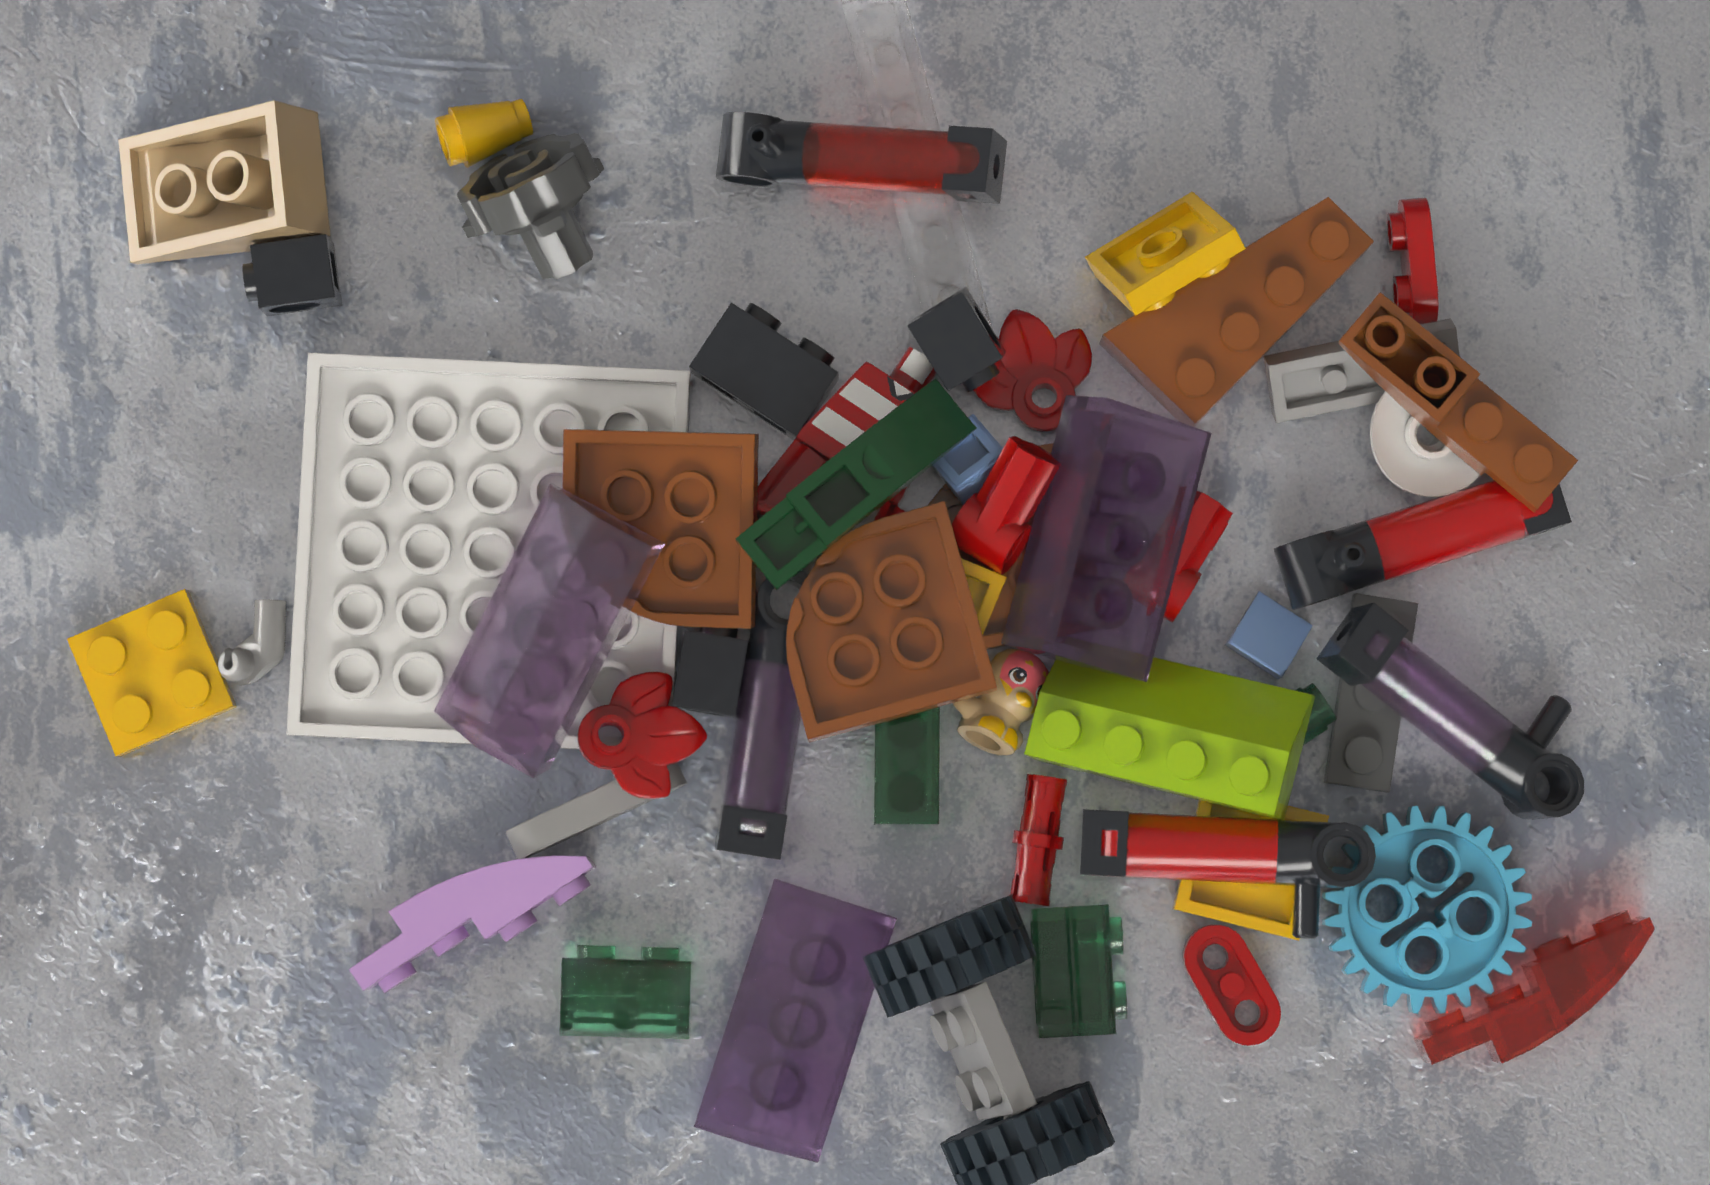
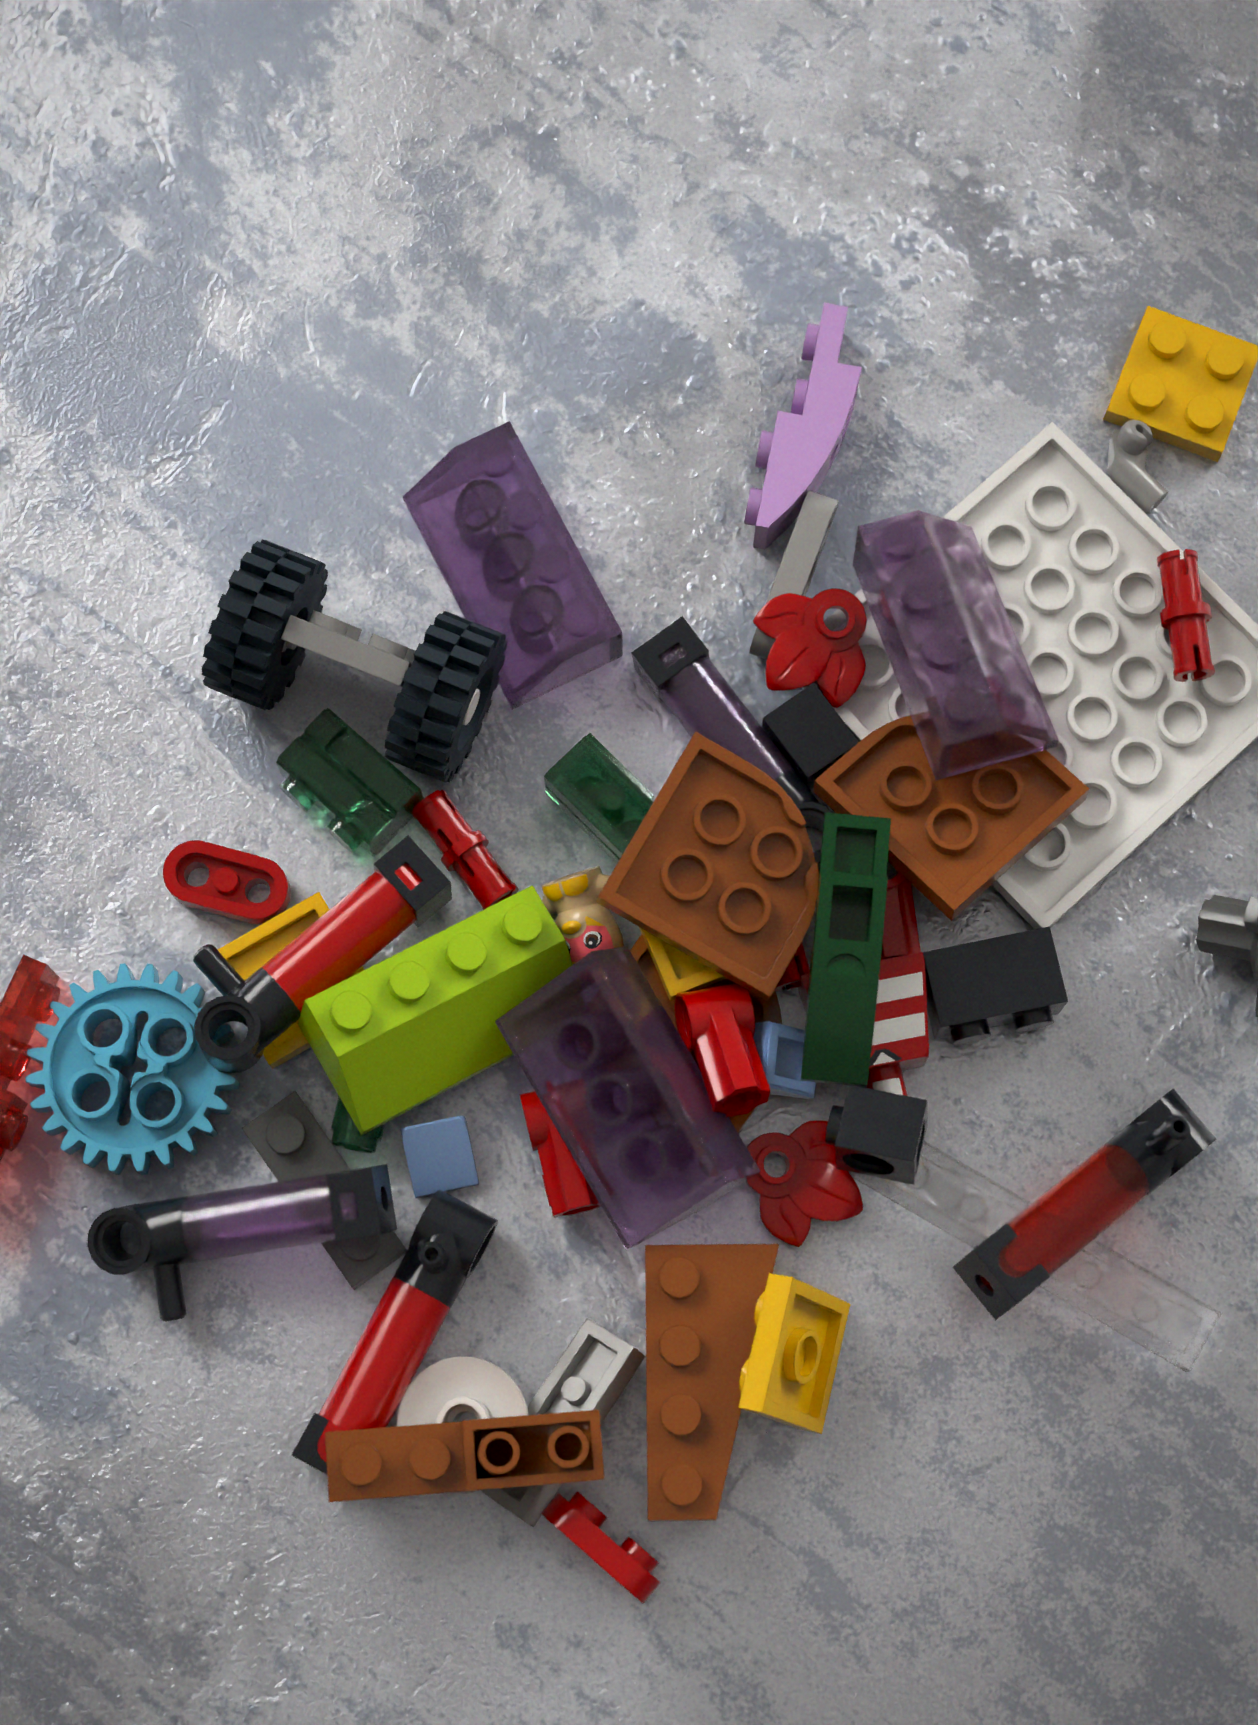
camera: 135 degrees right, 10 degrees down
(352, 489) = (1185, 615): none -> red pin
(626, 995) = (644, 475): clear green brick -> none

